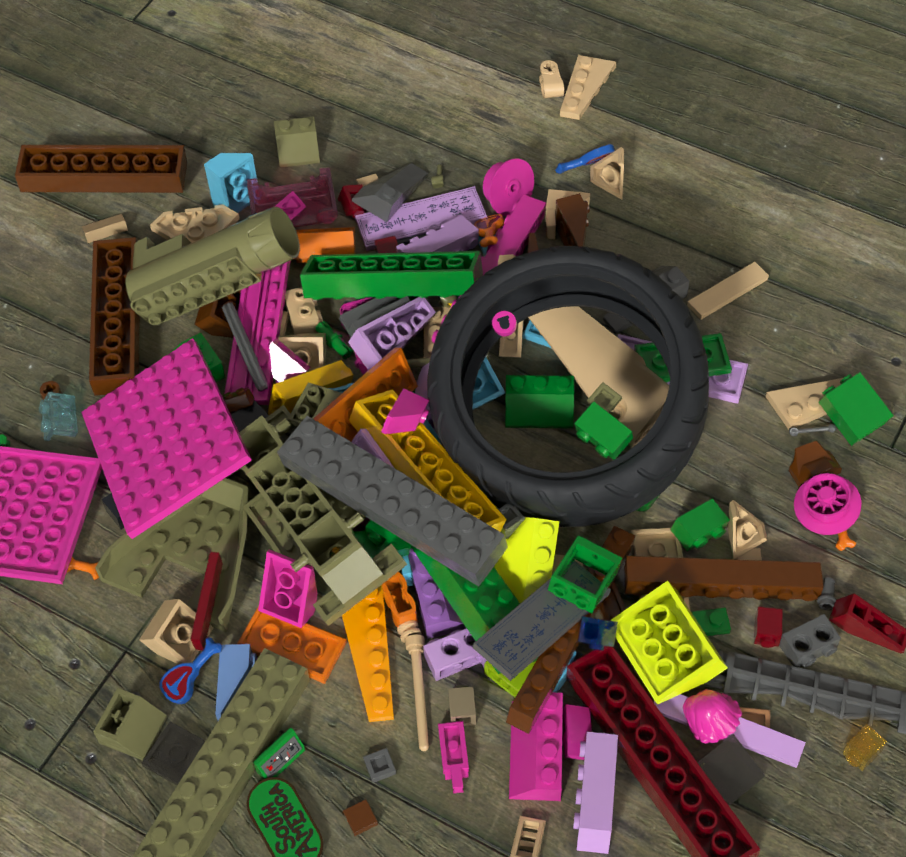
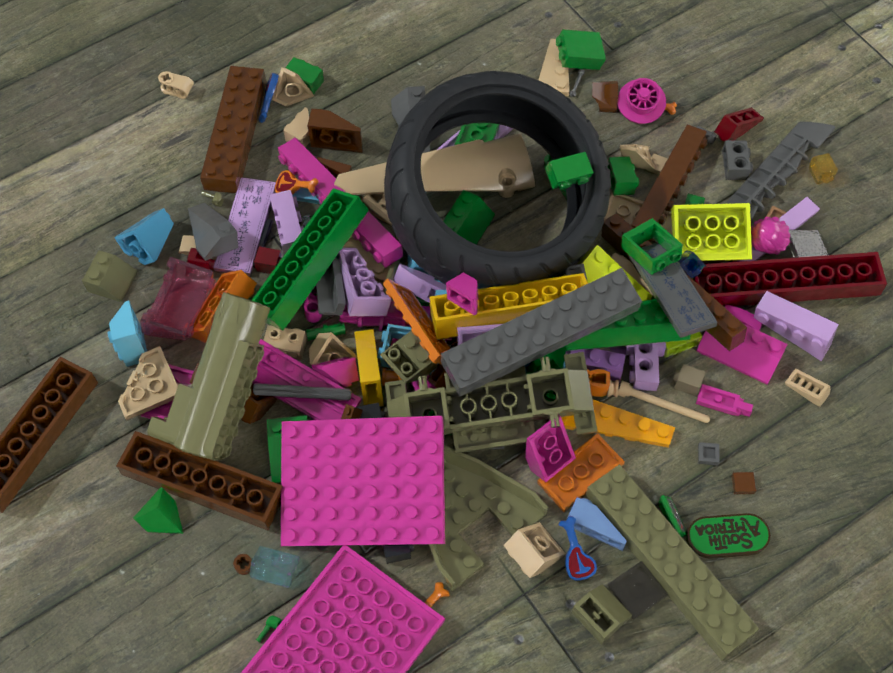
camera: 65 degrees left, 5 degrees up
(70, 303) = (160, 514): none -> green slope
(105, 228) = (93, 458): tan slope -> none
(206, 601) = (525, 512): dark red tile -> none
(291, 205) = (178, 311): dark pink slope -> none
(358, 146) = (146, 237): none -> dark azure slope
(504, 323) = (447, 184): dark pink tile -> none
(507, 183) = (262, 153): dark pink piece -> none
(538, 145) = (233, 129): none -> reddish brown brick
(550, 224) = (312, 145): tan tile -> none
(584, 84) = (188, 63): tan wing -> none
(605, 397) = (542, 157): olive tile -> none
(636, 175) = (310, 74): none -> green brick
(727, 290) = (435, 65): tan tile -> none
(768, 627) = (715, 177): dark red brick -> none

